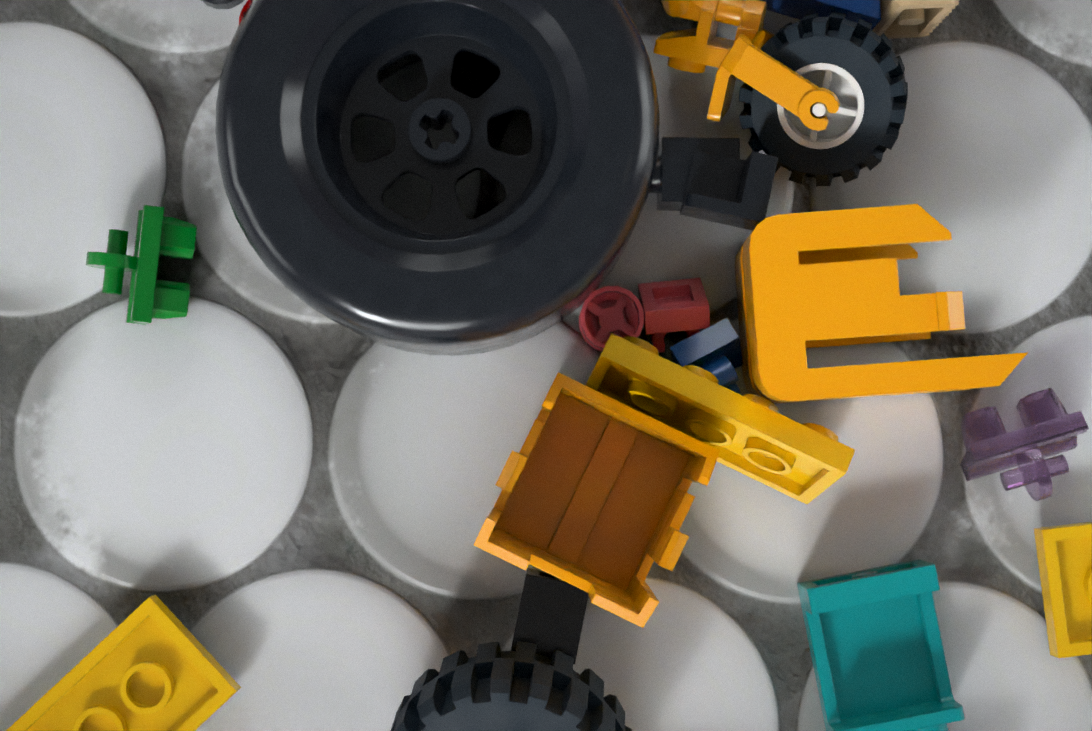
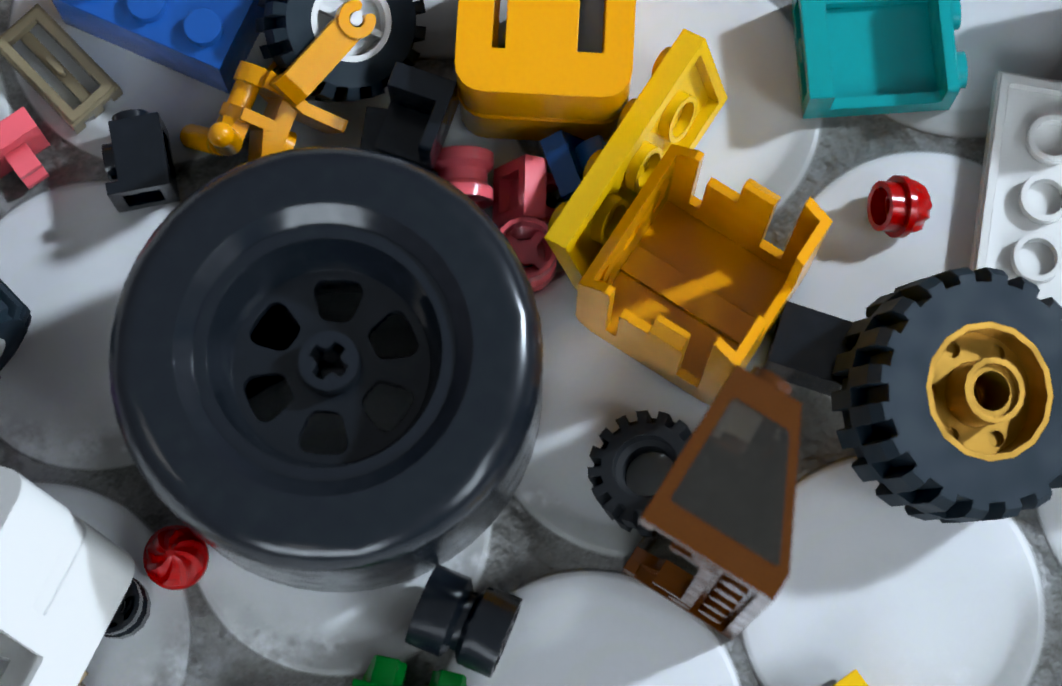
camera: 80 degrees left, 10 degrees down
(236, 306) = (463, 620): none -> black wheel
(311, 549) = (727, 507): none -> windscreen
(403, 431) = (619, 451): none -> black tyre
(682, 247) = (468, 171): none -> coral wheel
(710, 690) = (898, 206): none -> red plate

